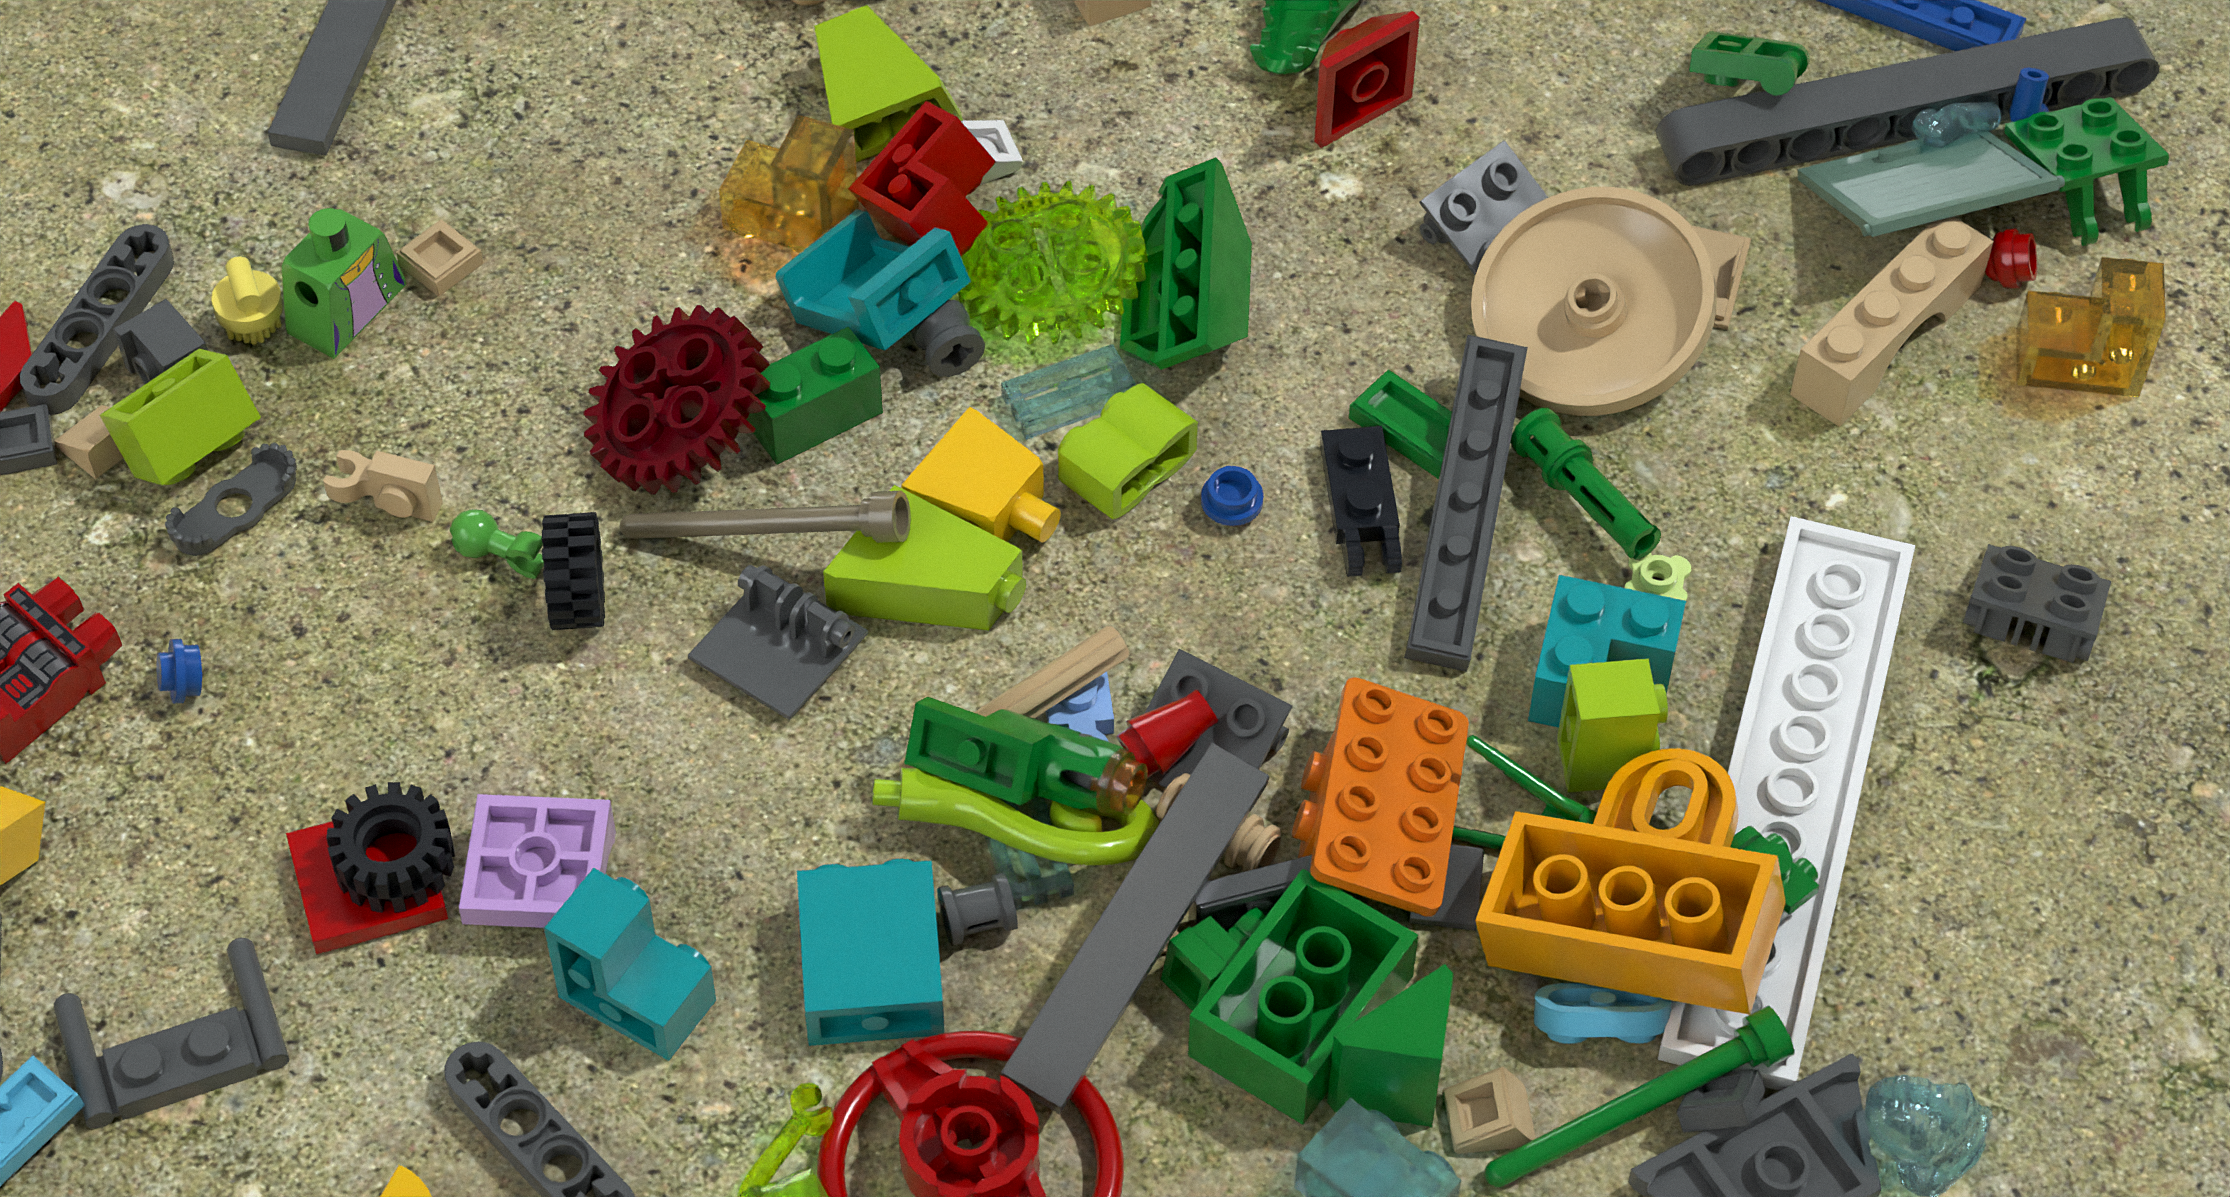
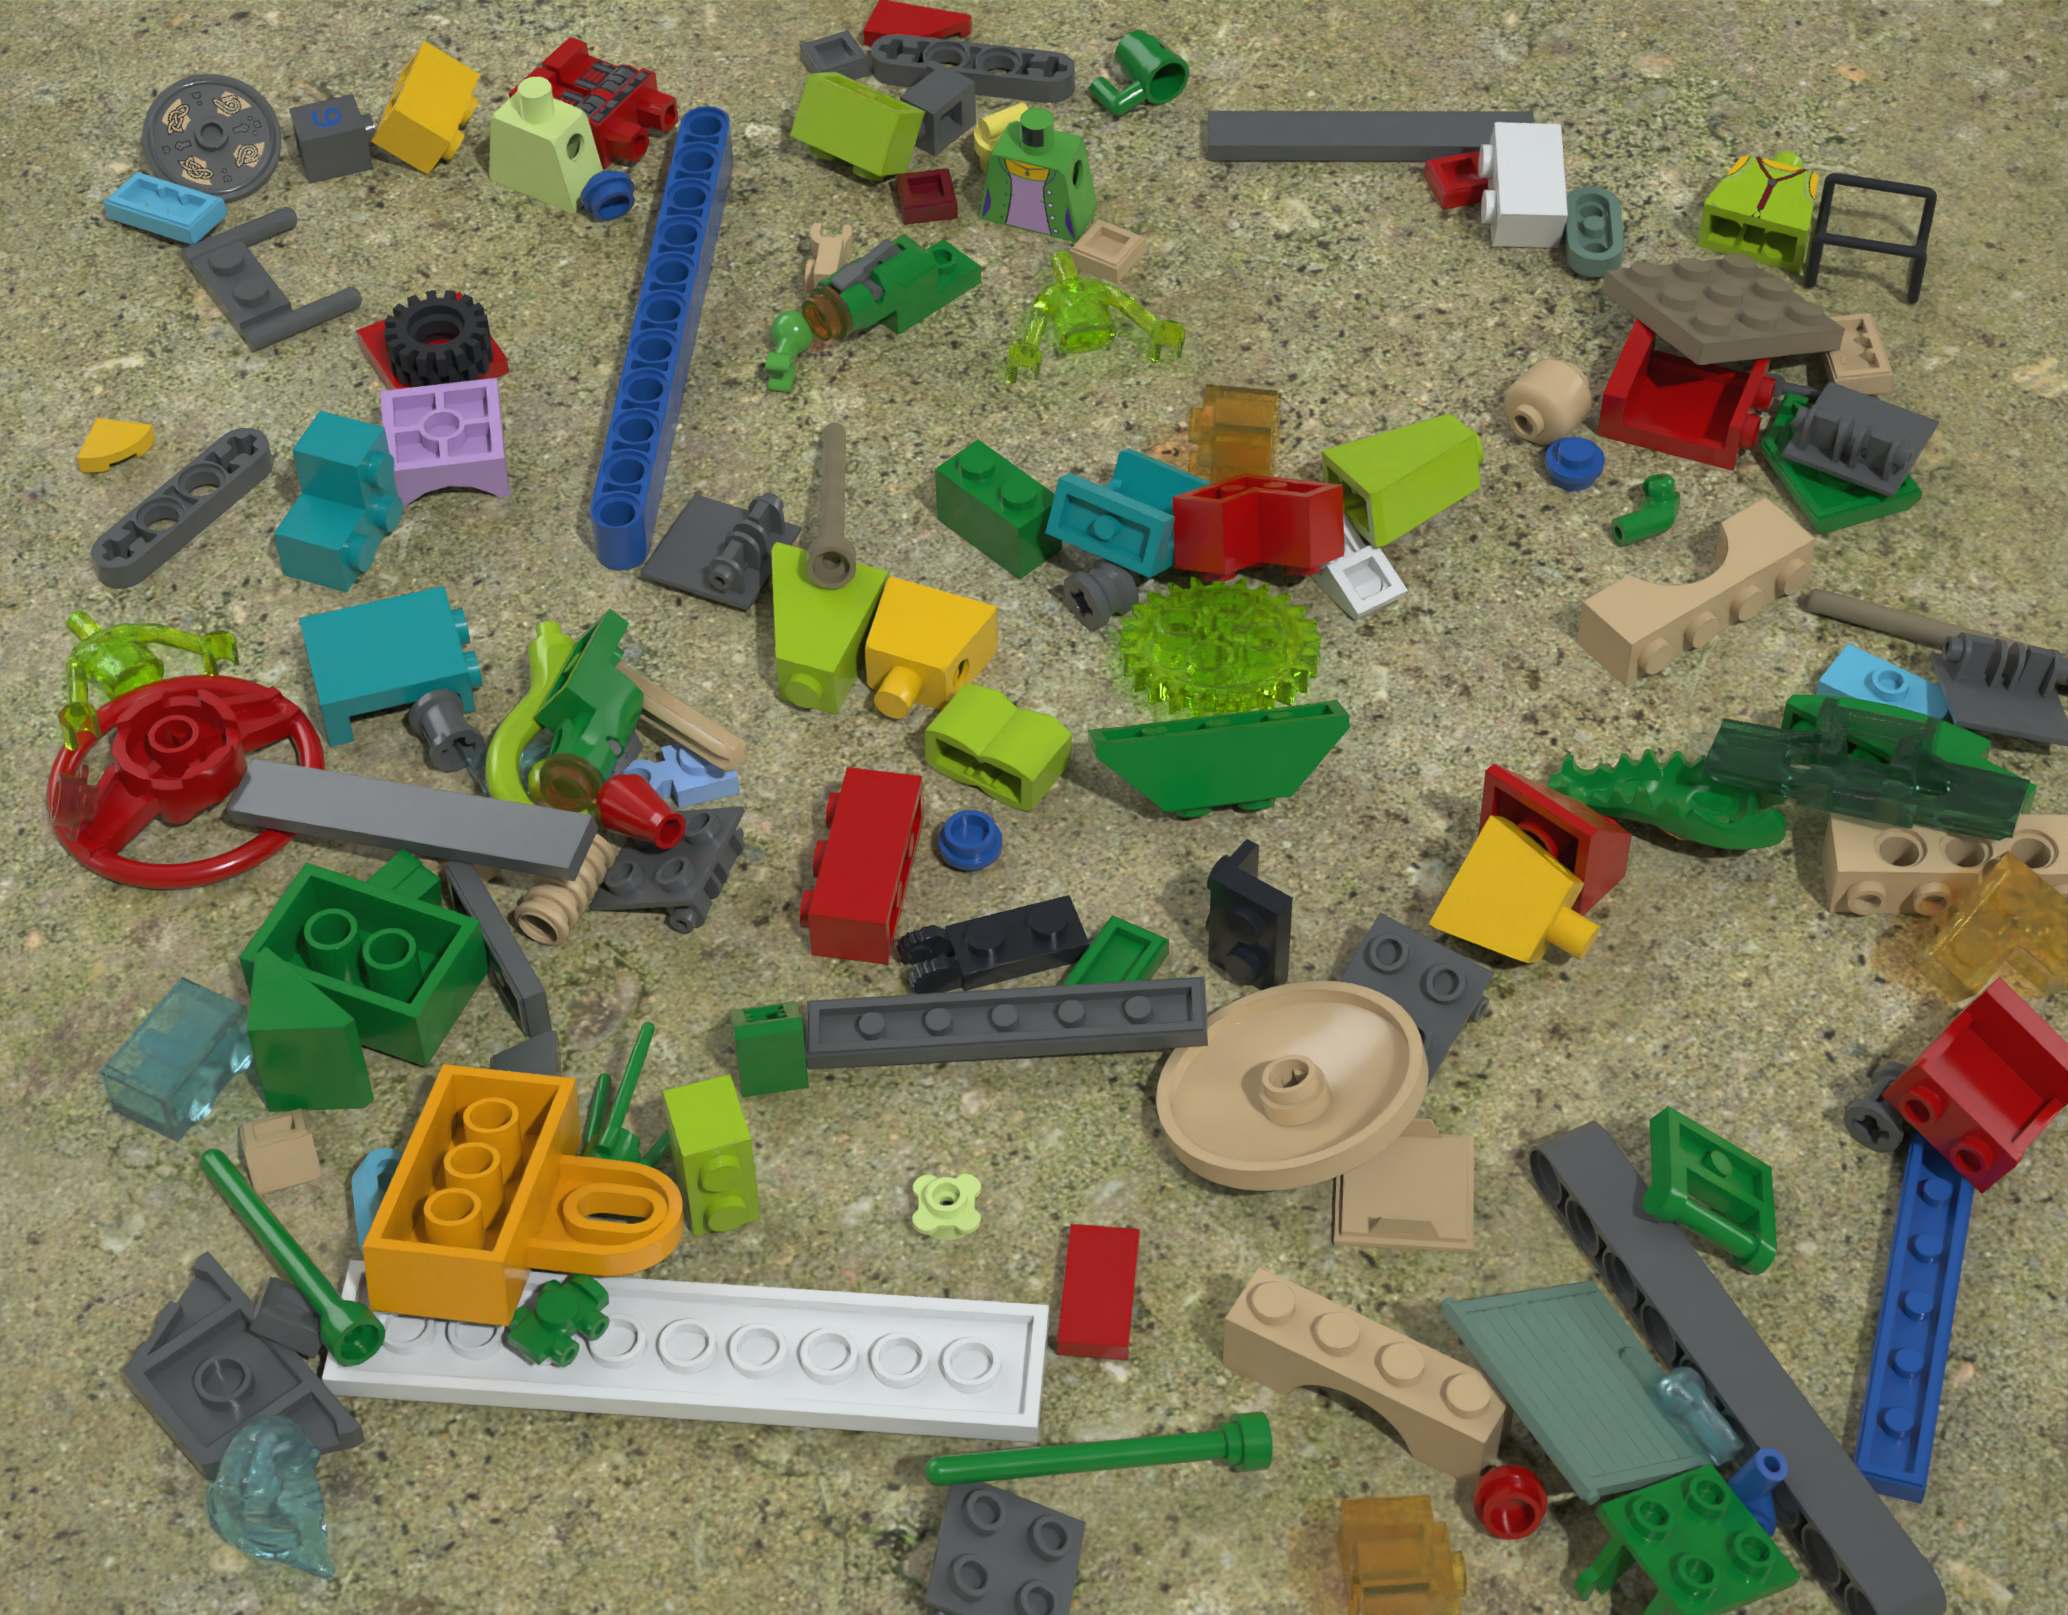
camera: 80 degrees right, 5 degrees down
(89, 716) = (542, 146): none -> yellowish green torso
(179, 165) = (1150, 67): none -> green piece
(264, 481) = (770, 182): dark grey piece -> none
(290, 393) = (926, 196): none -> dark red tile
(335, 618) = (662, 341): none -> blue beam
(450, 435) = (891, 285): none -> green plate
(547, 289) = (1082, 319): none -> clear neon green piece
(573, 571) = (737, 364): black tyre -> none
(676, 399) = (989, 403): dark red gear -> none
(1074, 398) = (1054, 697): clear light blue tile -> none
(1252, 574) = (864, 865): none -> red brick
(1384, 797) = (592, 988): orange bracket -> none
(1411, 294) = (1248, 921): none -> black bracket
(1421, 113) = (1515, 898): none -> yellow torso
(1454, 672) = (770, 1048): none -> green slope
(1570, 467) = (1068, 1100): green pin -> none
(1602, 625) = (832, 1141): teal brick -> none
(1760, 488) = (1098, 1292): none -> red tile
(1938, 417) = (1239, 1443): none -> green piece

